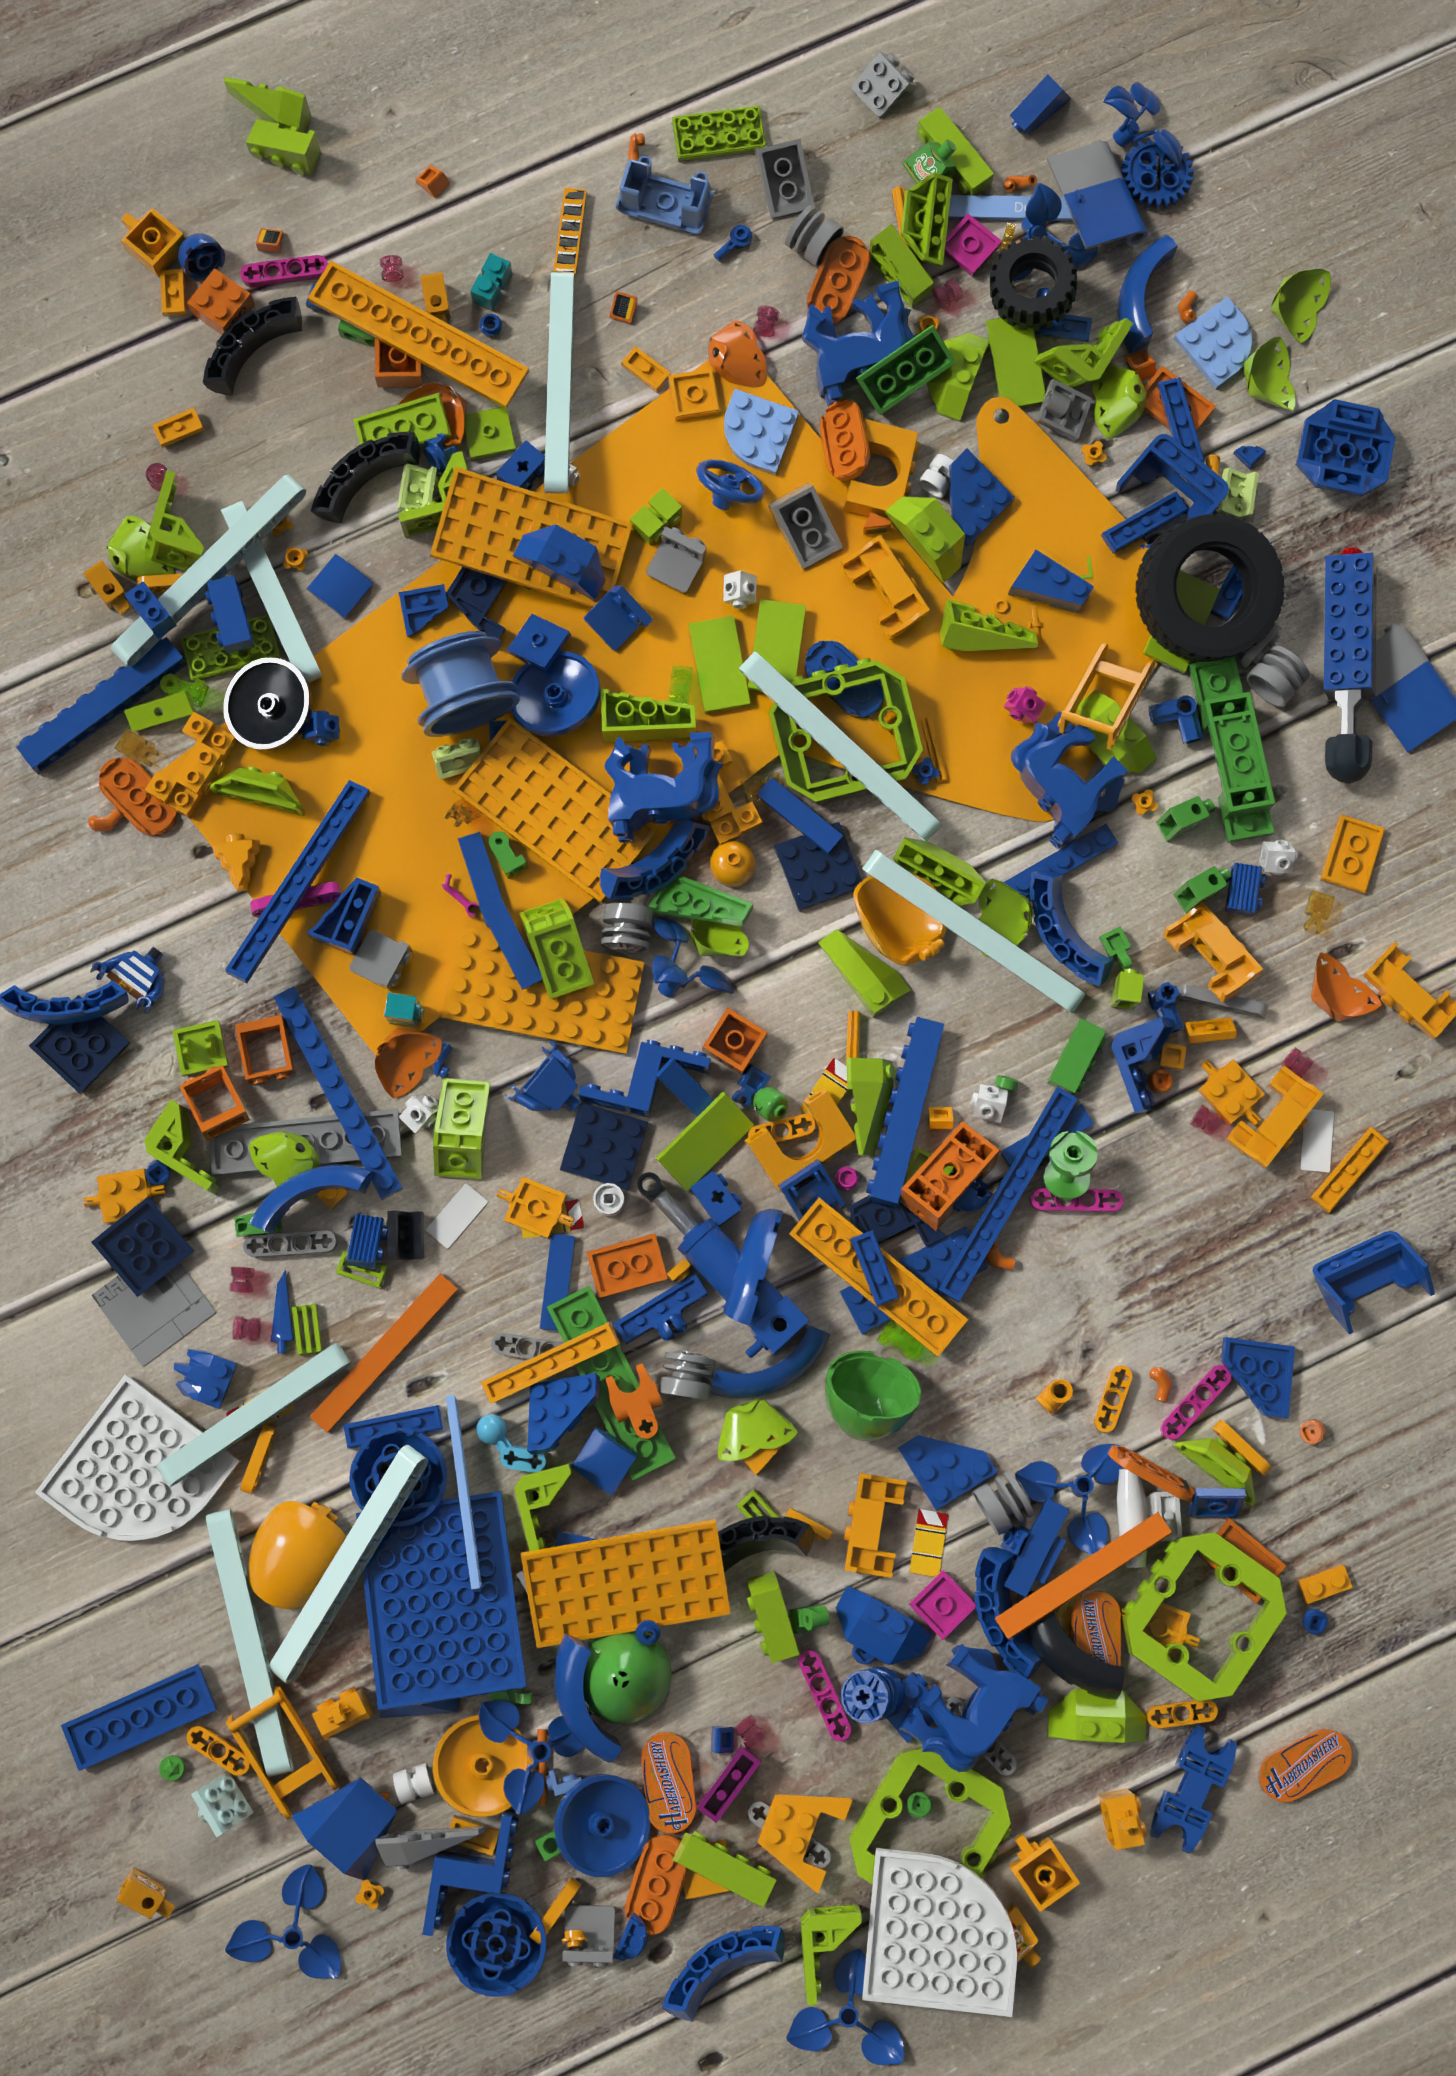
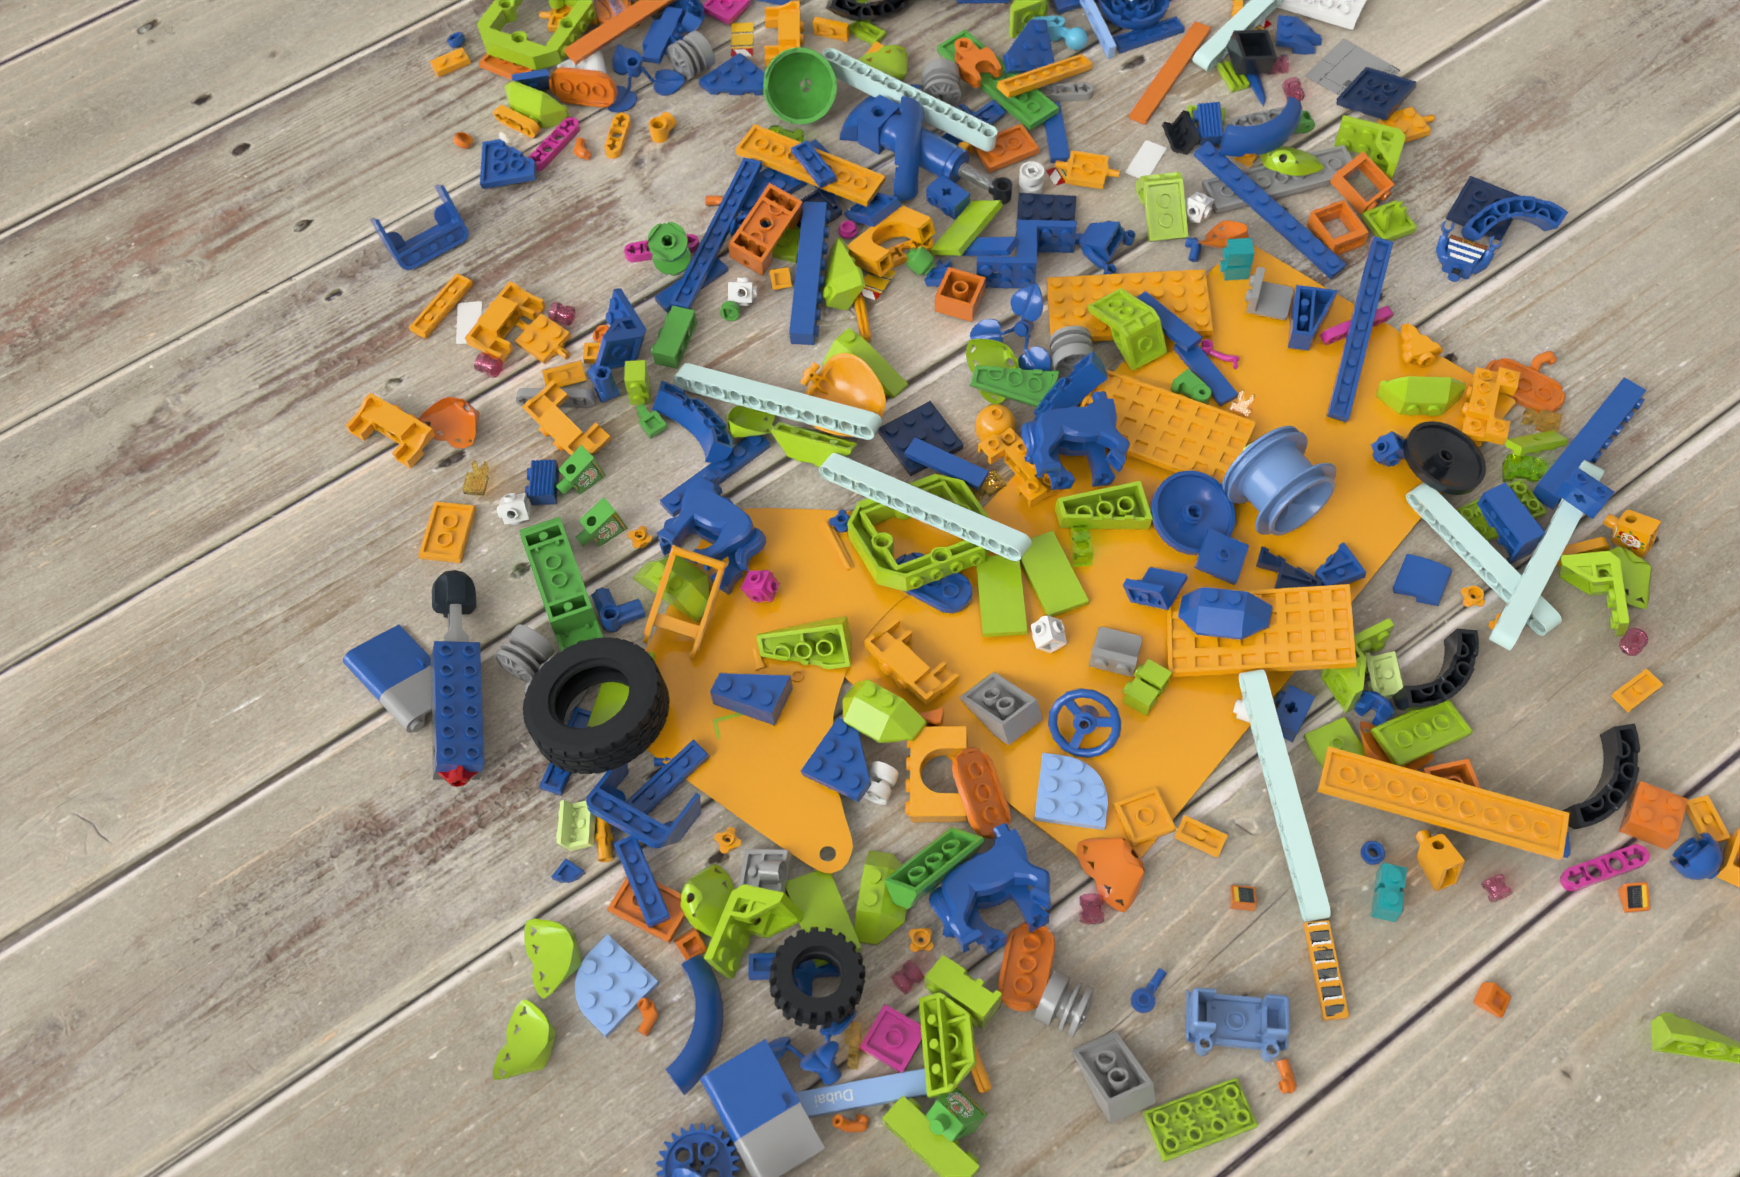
camera: 175 degrees right, 20 degrees down
(278, 1337) = (1251, 52): none -> black piece
(284, 146) = (1658, 993): lime wedge -> none
(603, 1461) = (991, 34): blue slope -> none
(726, 1339) = (935, 111): none -> light aqua beam
(1350, 428) = (463, 857): blue piece -> none

